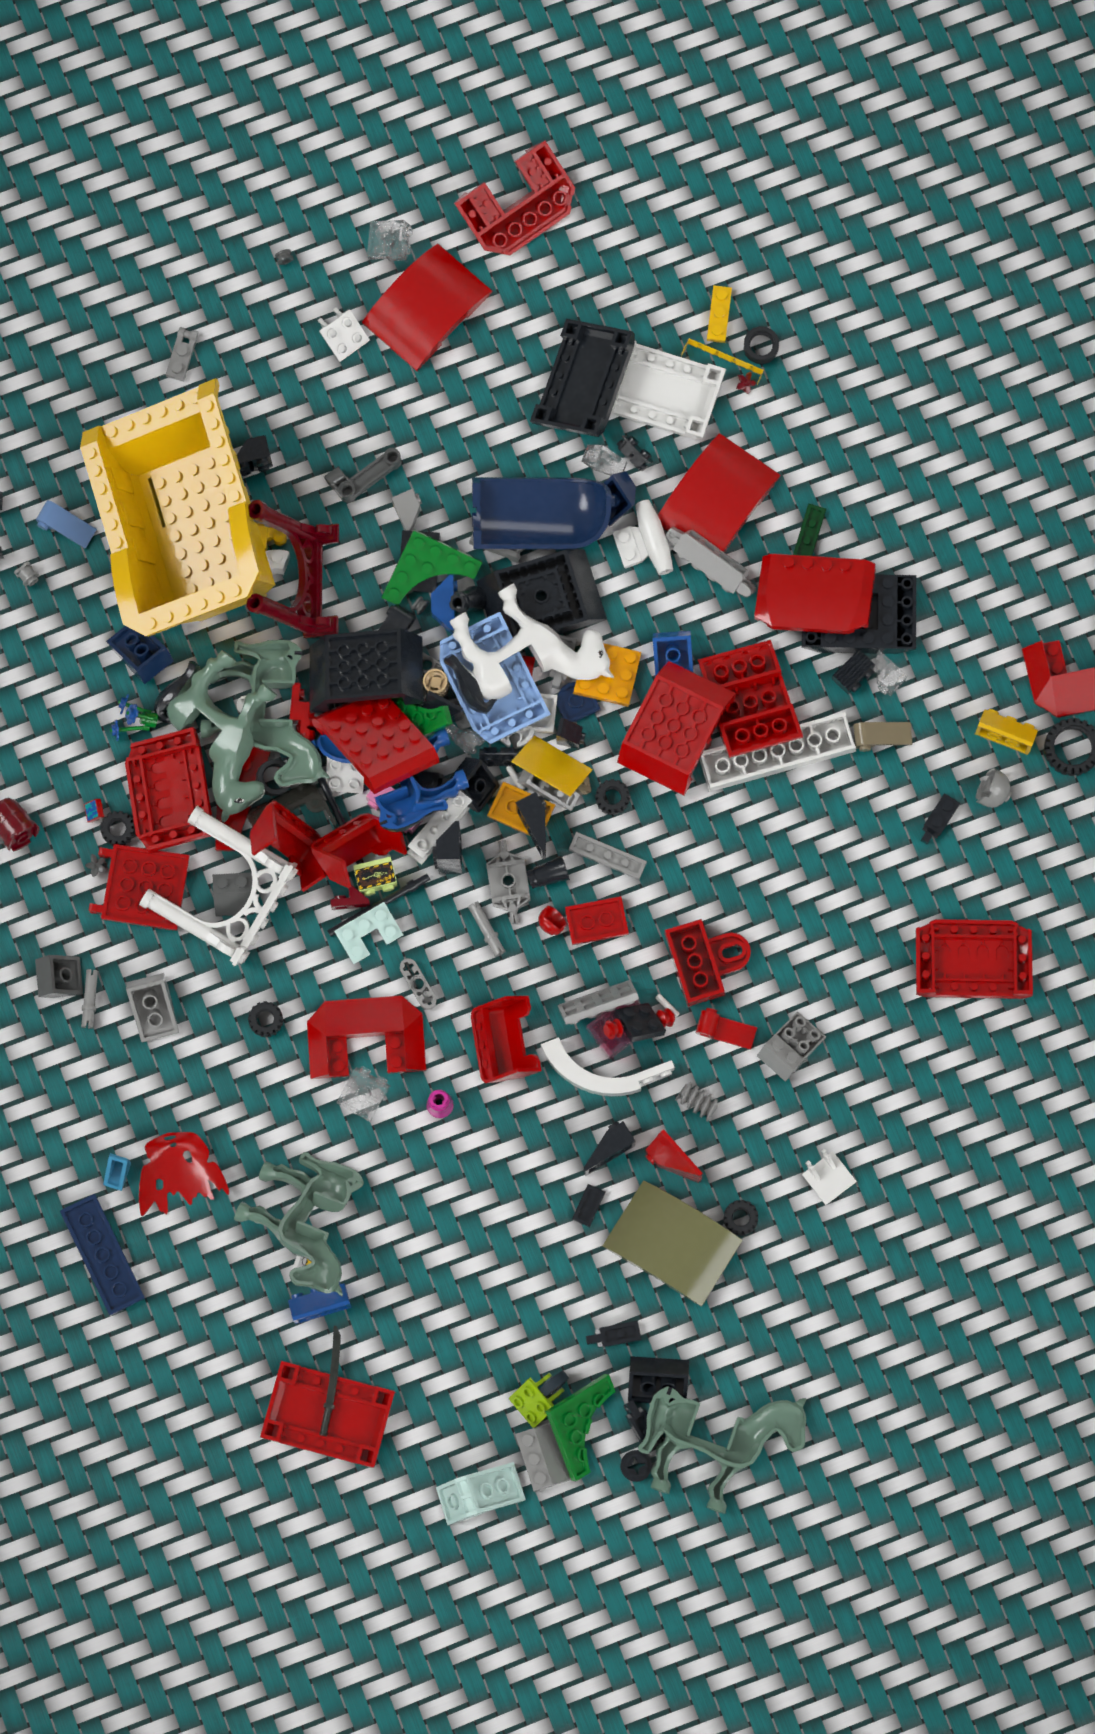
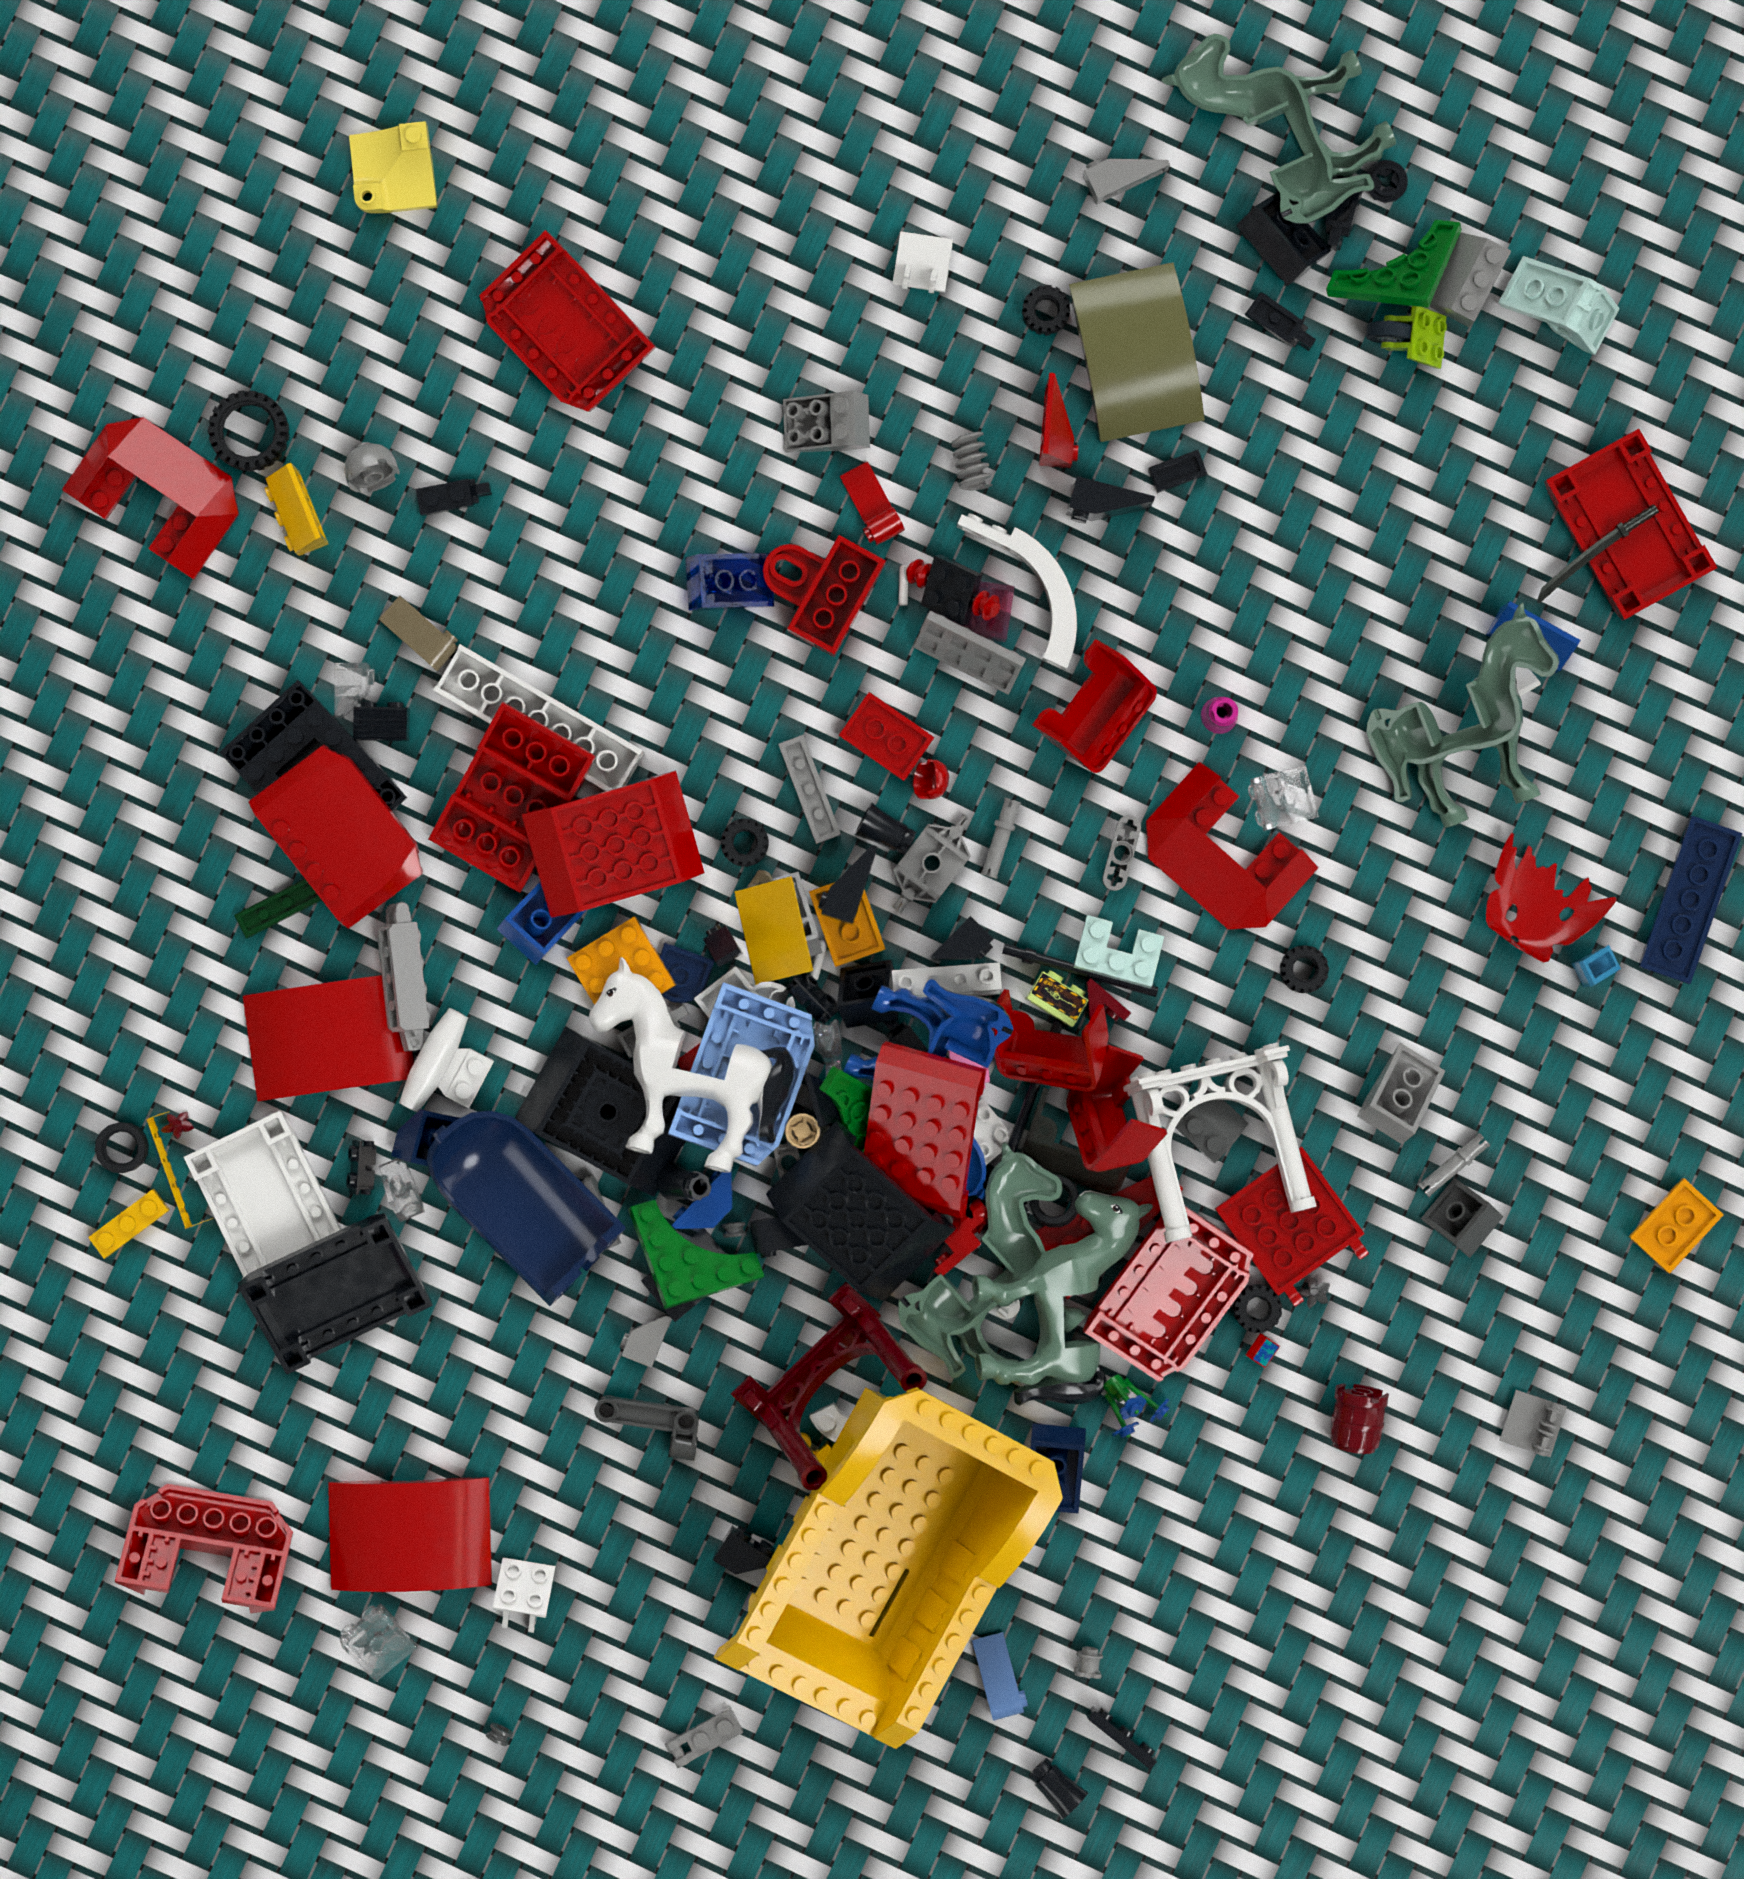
camera: 140 degrees left, 10 degrees up
(757, 915) = (727, 582): none -> clear blue slope
(776, 1323) = (1119, 175): none -> light grey slope

